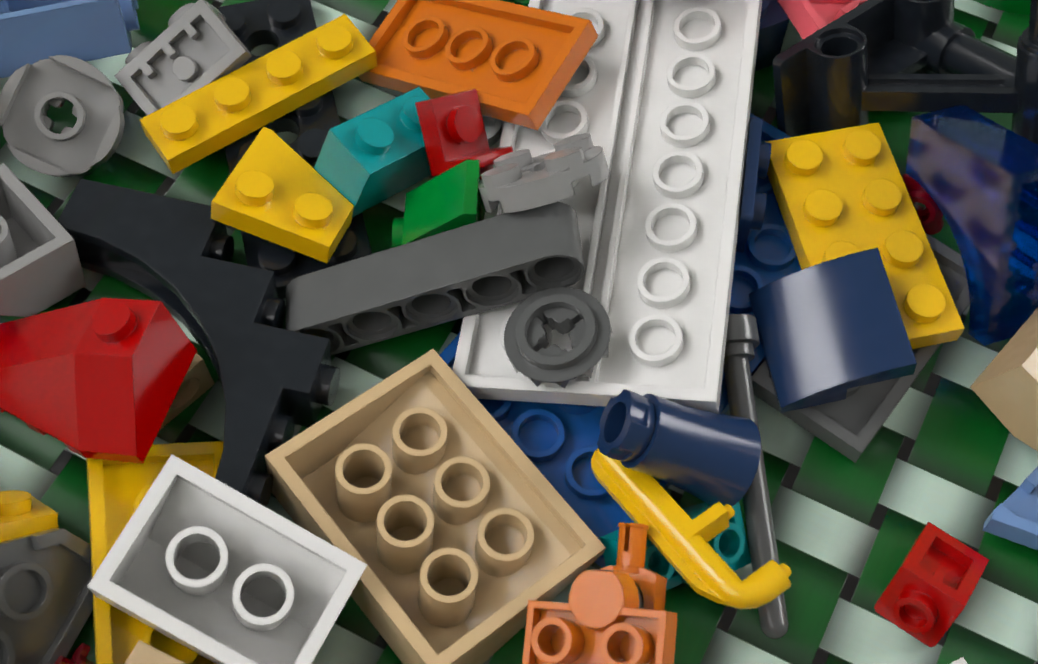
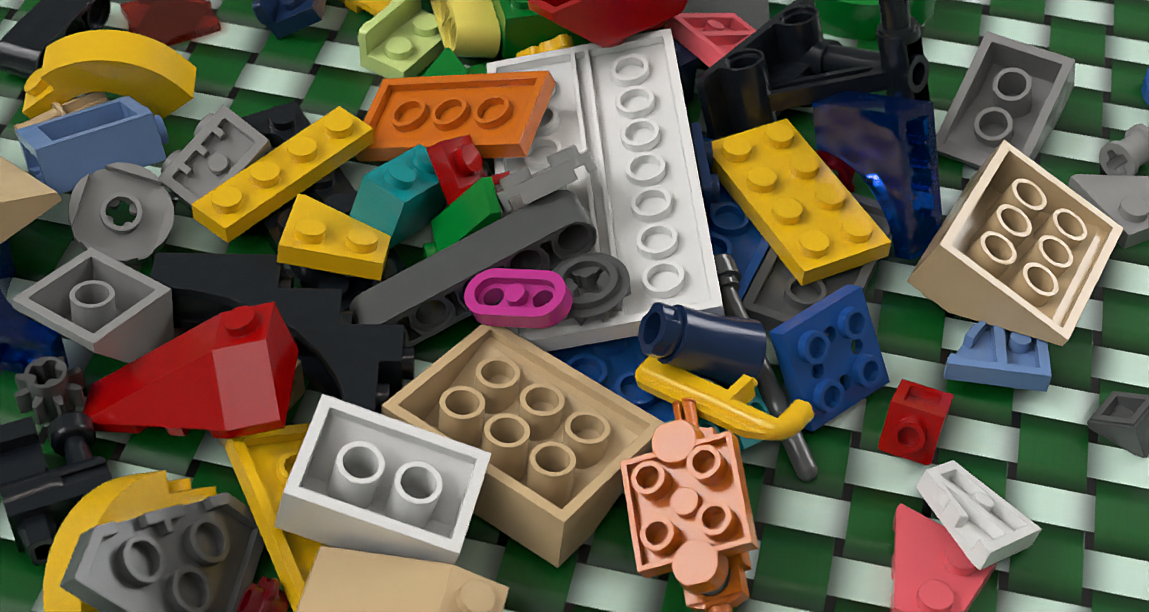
camera: 15 degrees left, 15 degrees down
(471, 340) = (522, 297): none -> dark pink plate
(827, 473) = (816, 361): none -> blue plate
(831, 330) = (792, 257): dark blue slope -> none

